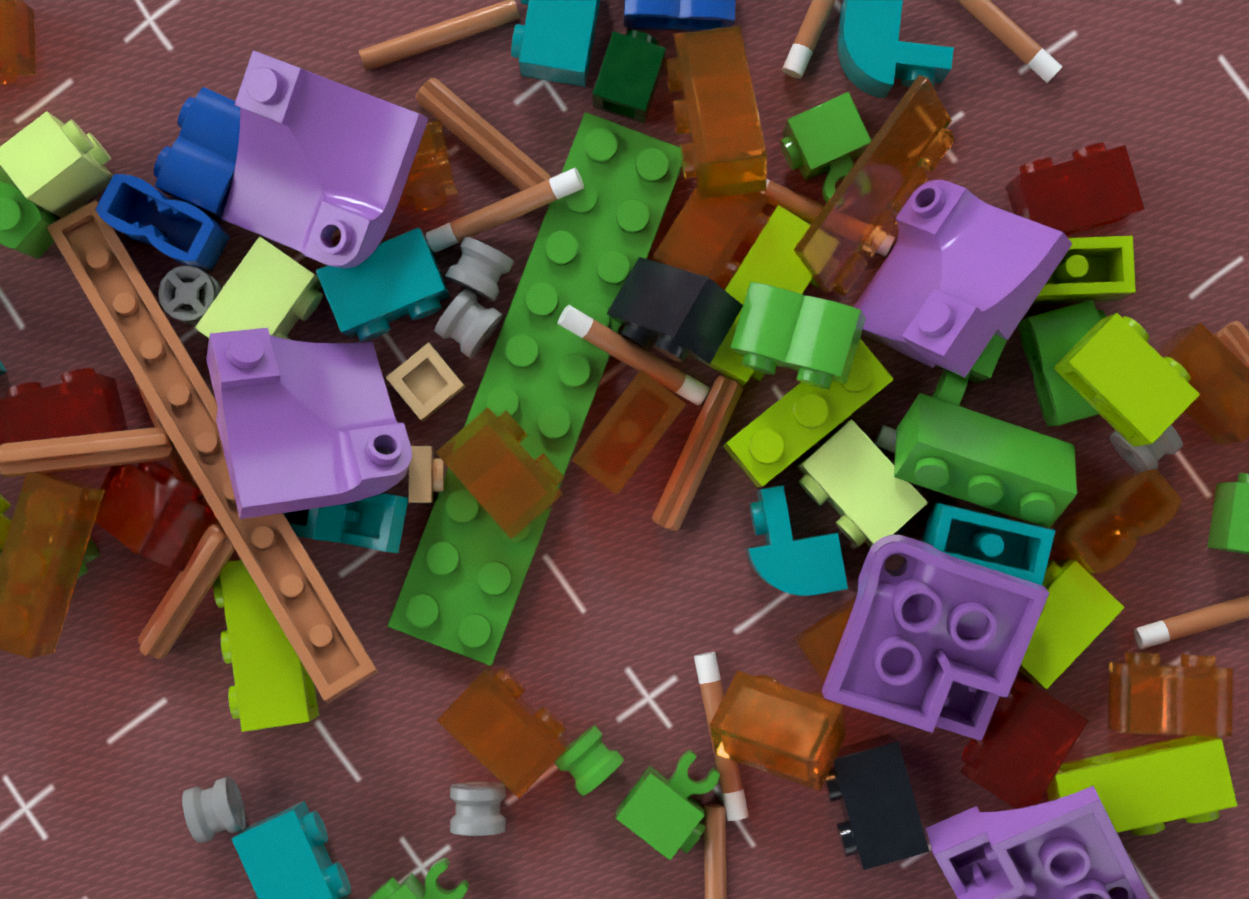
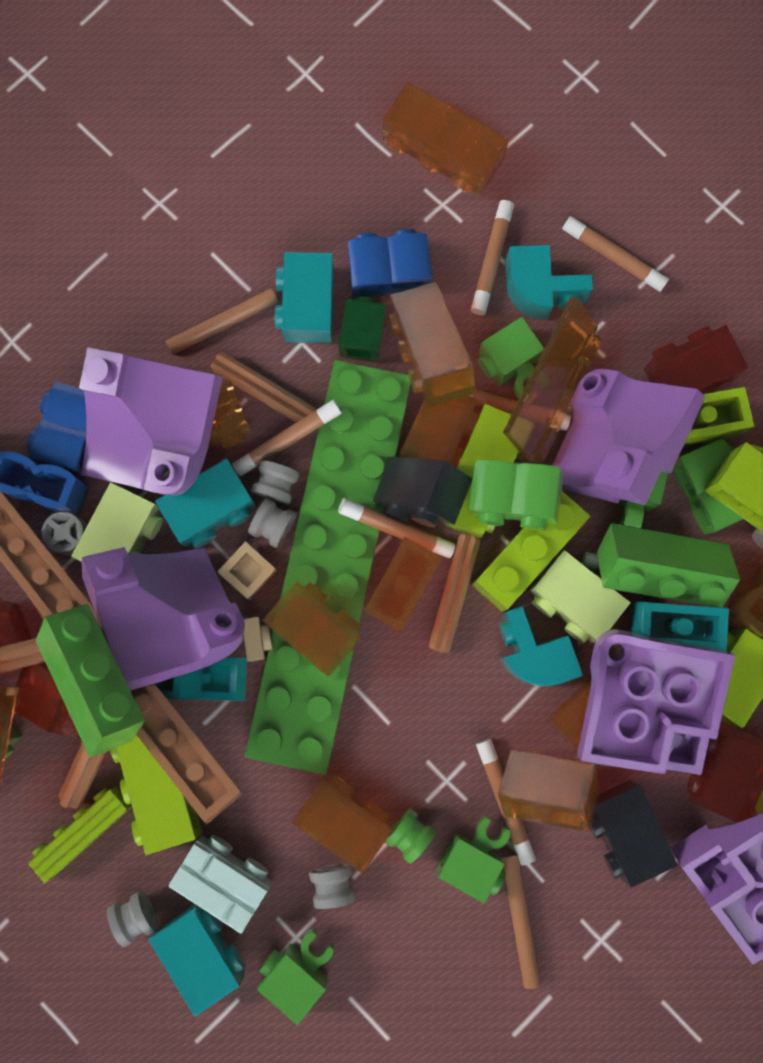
camera: 10 degrees left, 5 degrees down
(156, 695) = (75, 838): none -> lime piece
(199, 496) = (89, 680): none -> bright green brick
(335, 781) = (222, 882): none -> light aqua brick

